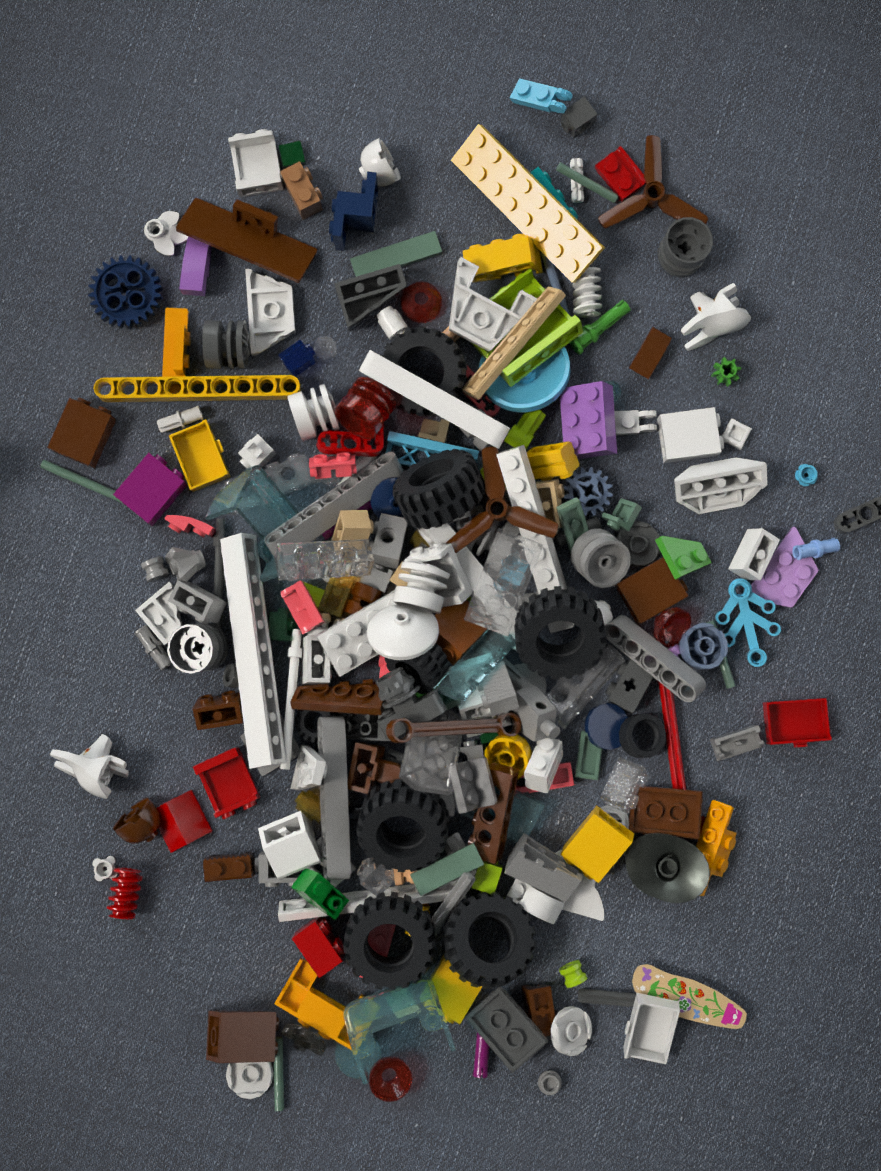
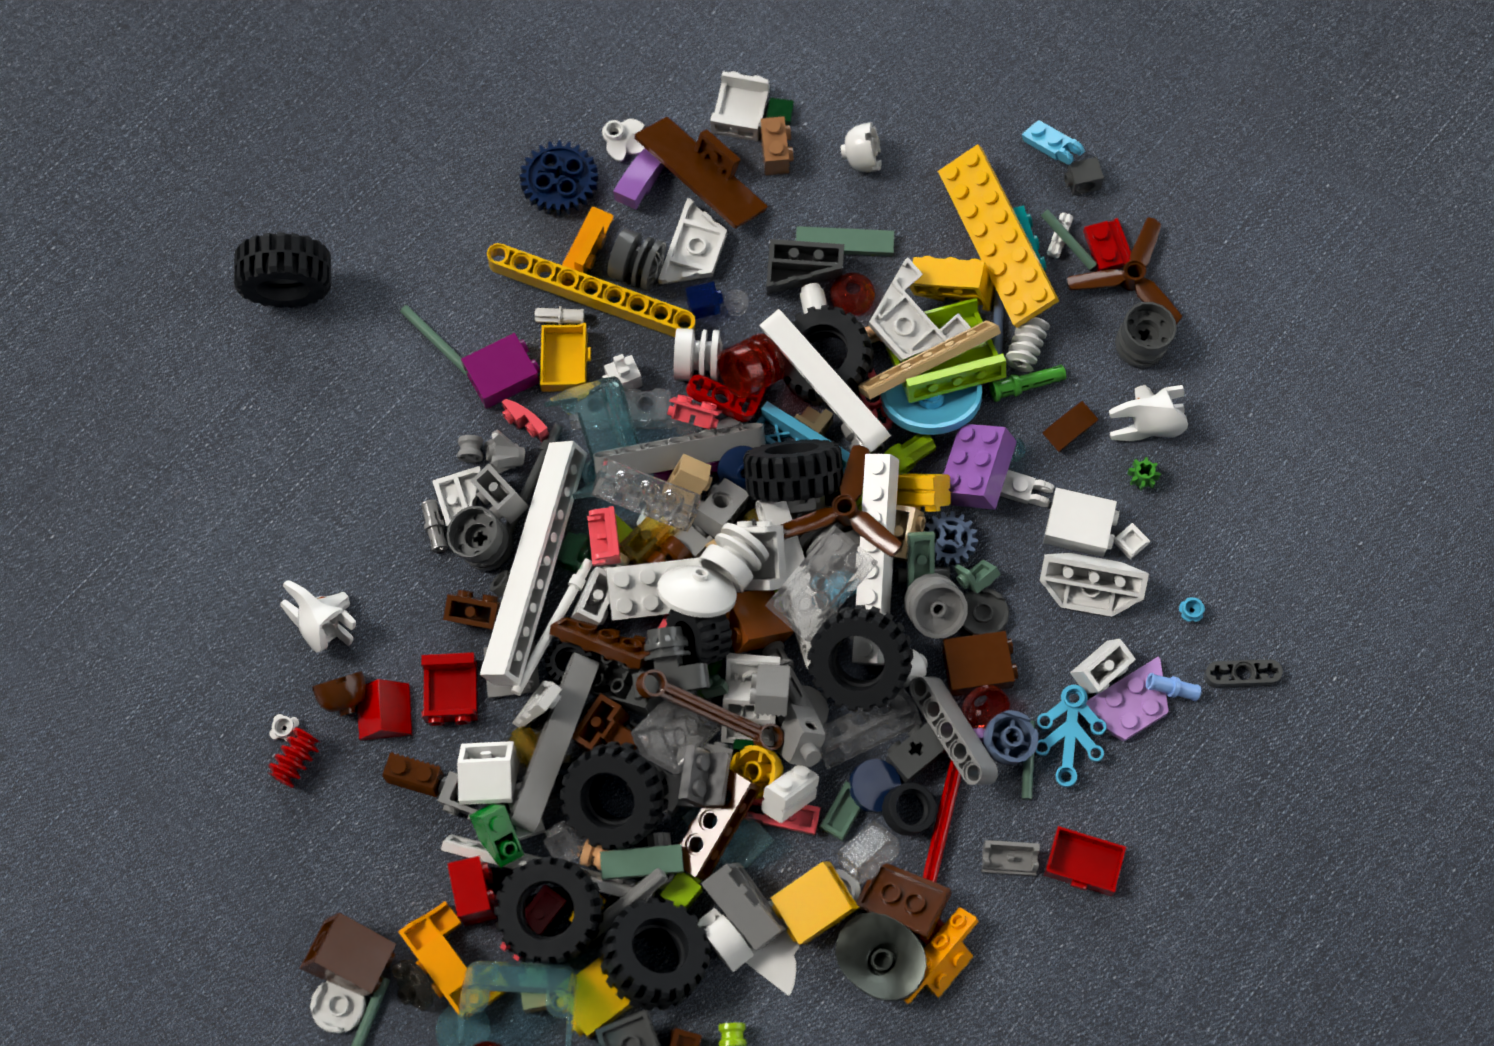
camera: 20 degrees right, 15 degrees down
(82, 432) = (456, 292): reddish brown brick -> none
(354, 211) = (819, 182): dark blue bracket -> none
(475, 665) = (759, 658): clear light blue windscreen -> none
(682, 555) = (1025, 639): bright green wing -> none

